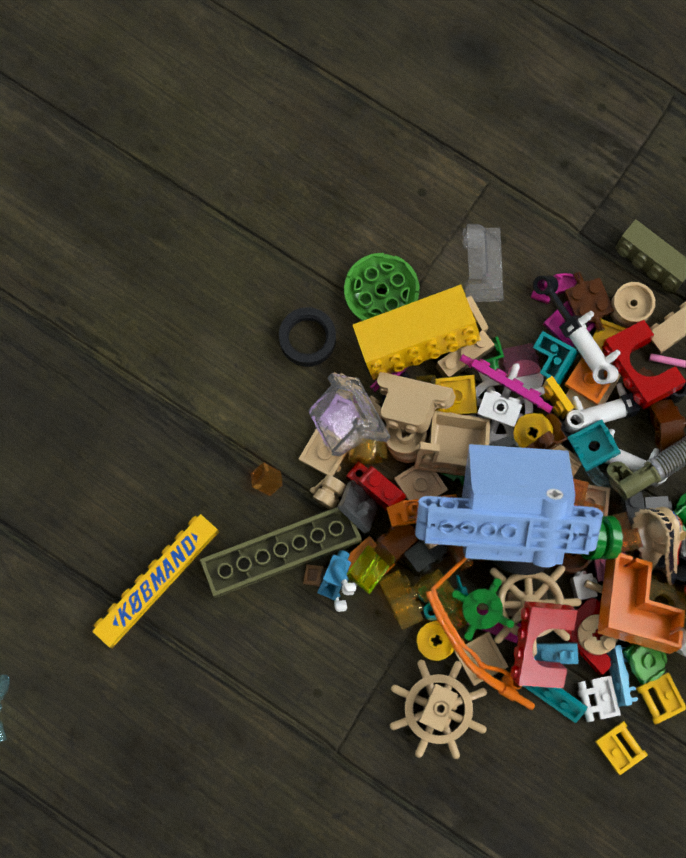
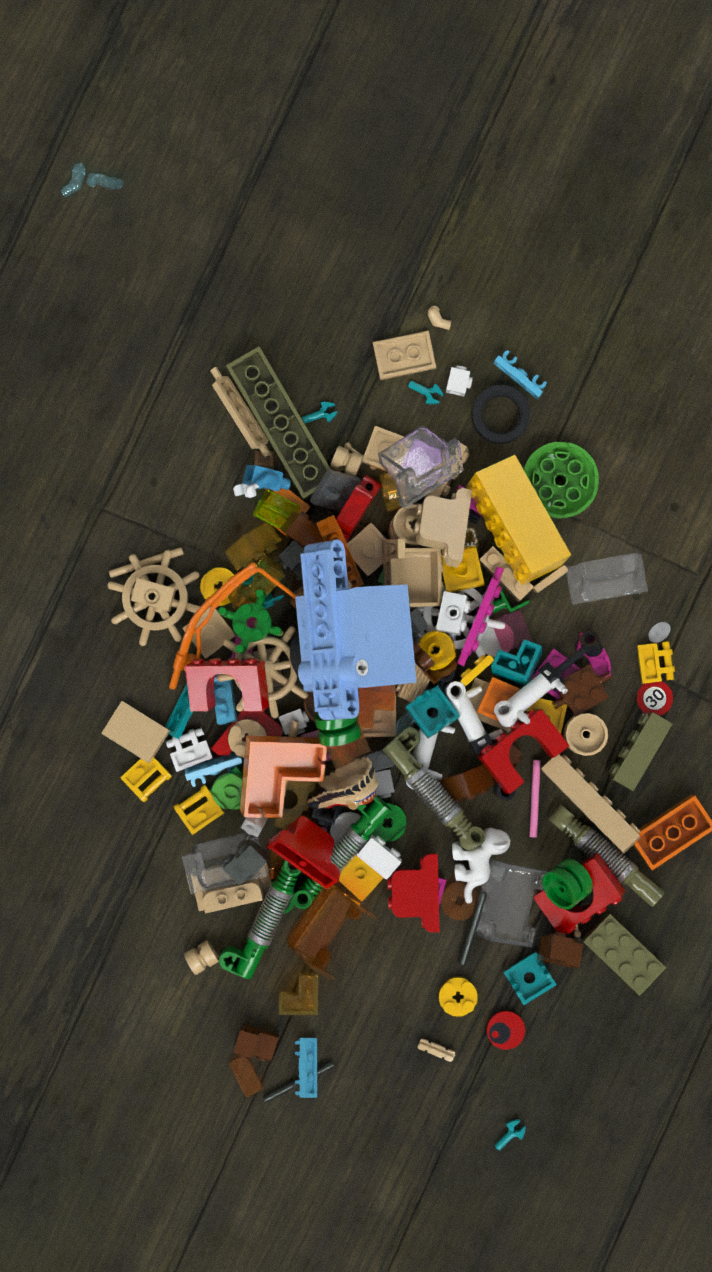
camera: 85 degrees right, 10 degrees up
(155, 581) = (234, 309): yellow brick -> none
(203, 383) = (437, 320): none -> tan arm
(232, 420) = (404, 355): none -> tan tile
(262, 591) = (240, 412): none -> tan plate
(266, 479) = (350, 398): clear orange panel -> none
(268, 371) = (459, 381): none -> white brick
(272, 313) = (519, 375): none -> medium azure plate
(273, 404) = (427, 392): none -> teal bar
(276, 511) = (320, 414): none -> teal bar
(399, 715) = (145, 562): none -> tan bar
(540, 224) = (659, 632): none -> flat silver sticker
(569, 236) = (649, 662): none -> yellow plate
(574, 751) = (135, 732): none -> tan tile
(602, 238) = (655, 698): none -> sticker

